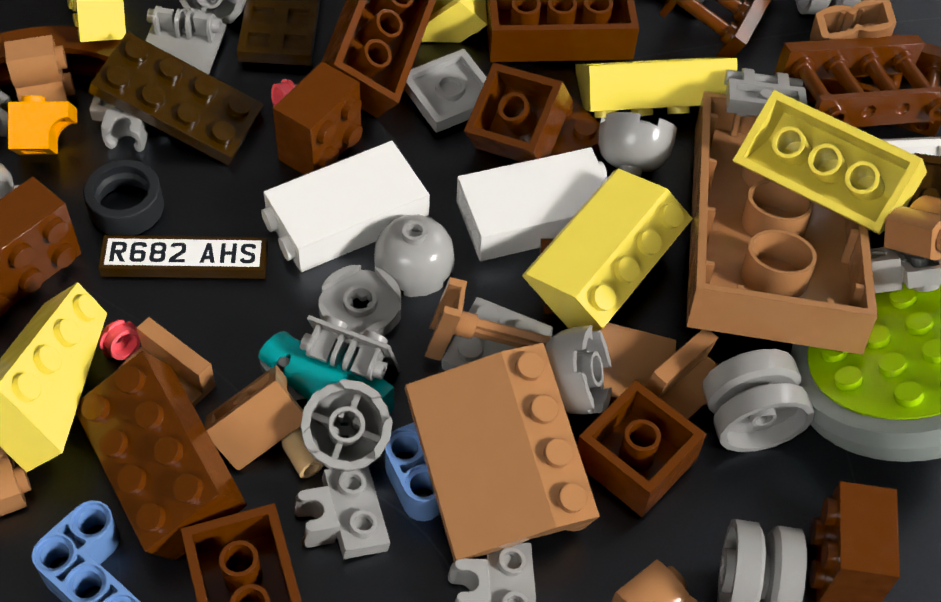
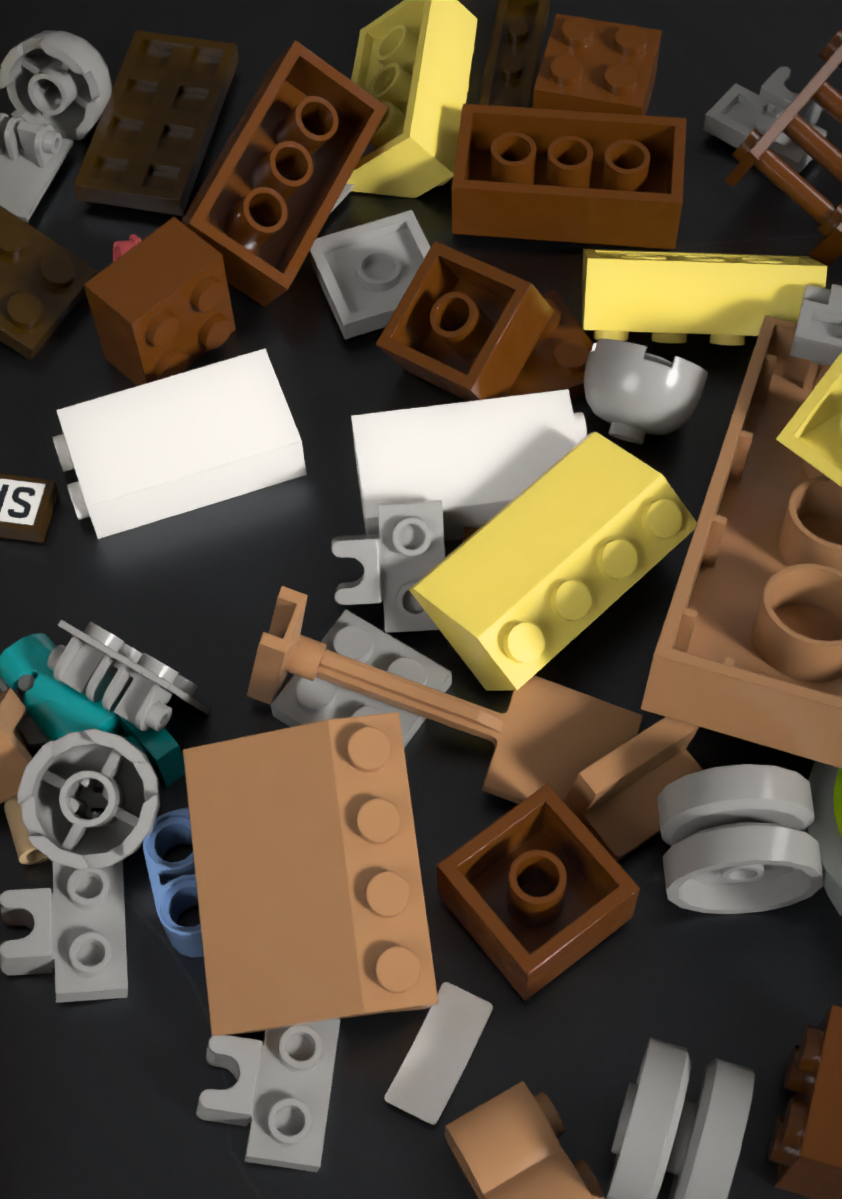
camera: 15 degrees right, 5 degrees up
(350, 283) = (174, 632): light grey plate -> none
(415, 254) = (266, 532): light grey cylinder -> none
(505, 263) = (403, 553): none -> light grey plate
(578, 364) = (460, 757): light grey cylinder -> none
(595, 557) = (439, 1053): none -> white sticker

